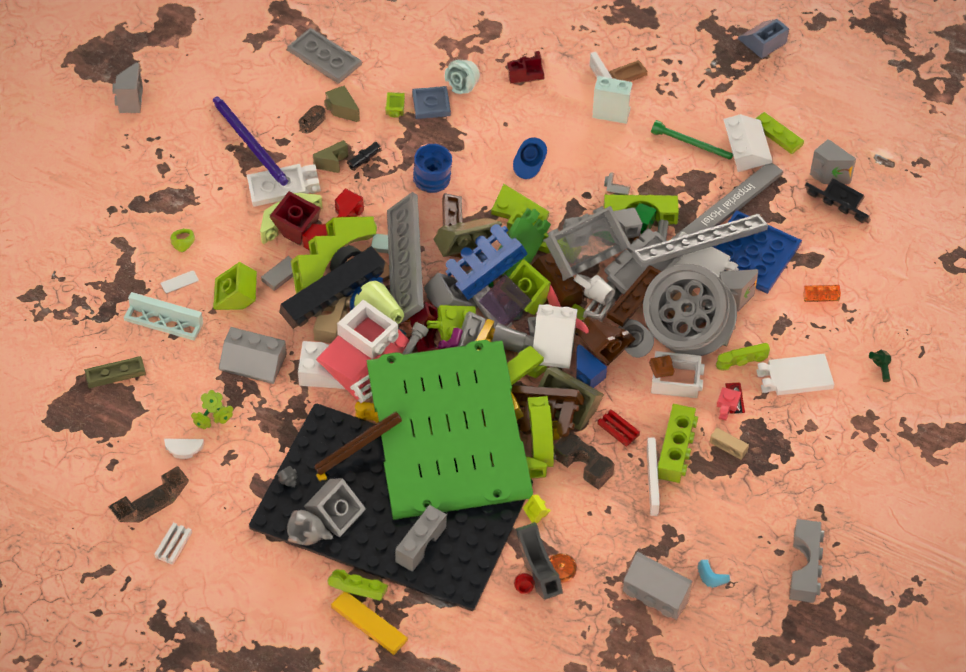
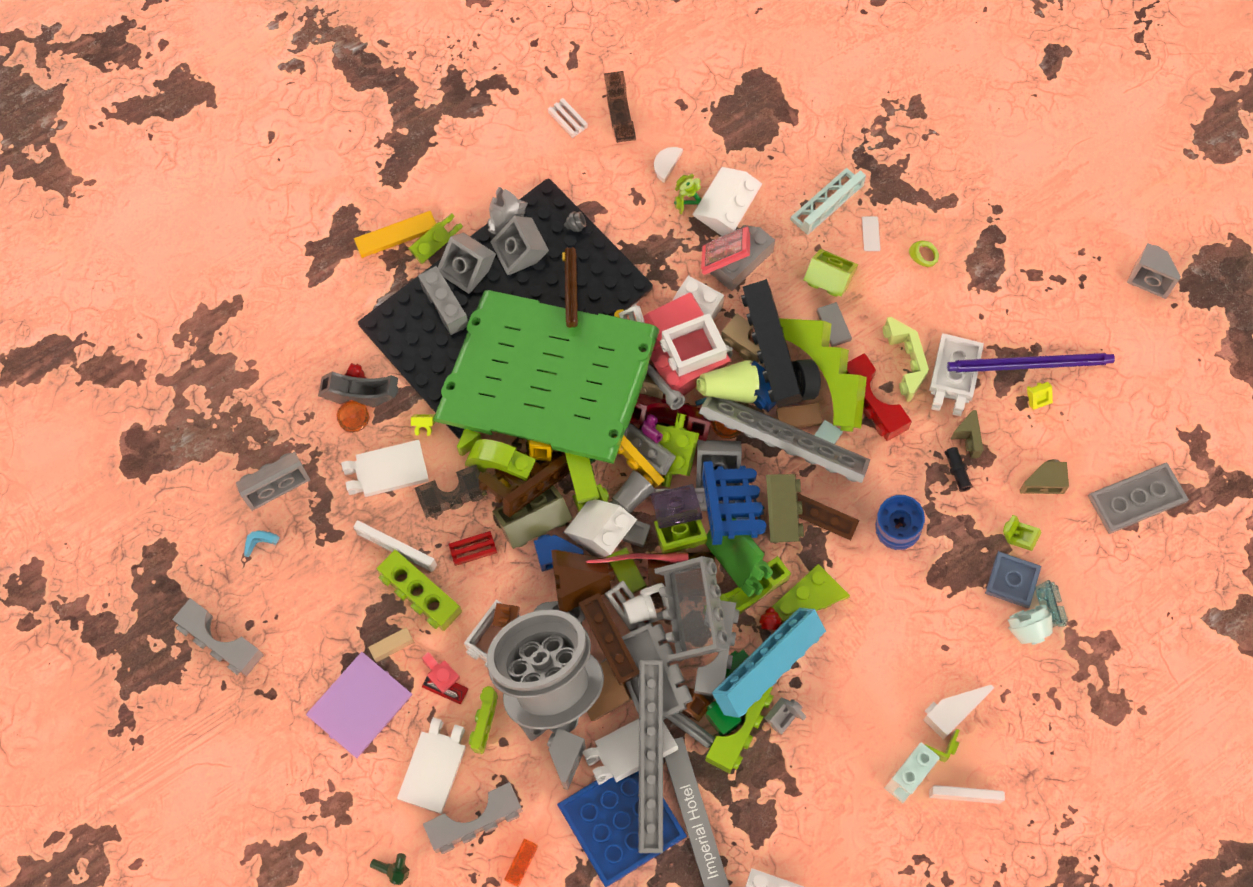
camera: 120 degrees right, 15 degrees up
(115, 372) = (784, 140): olive tile -> none
(203, 374) = (727, 200): none -> white slope
(259, 355) = (725, 250): none -> piece
(272, 128) = (1040, 395): none -> neon yellow tile
(294, 217) = (894, 355): dark red slope -> none
(310, 117) = (1040, 441): clear smoke beam -> none
(373, 539) = (465, 262): none -> light grey slope
(435, 77) = (1049, 595): none -> clear light blue hinge
(526, 69) = (1021, 712): dark red slope -> none
(529, 158) = (870, 637): blue piece -> none
(549, 99) = (953, 710): none -> white slope
(555, 219) = (770, 619): none -> red plate
(577, 94) = (951, 748): none -> lime bracket
(590, 196) = (769, 662): none -> medium azure brick
(591, 517) = (387, 469): none -> white tile
(629, 71) = (963, 833): medium nougat tile -> none
(659, 128) = (852, 818): green piece -> none
(786, 445) = (359, 705): none -> lavender piece
(795, 319) = (446, 832): none -> light grey arch

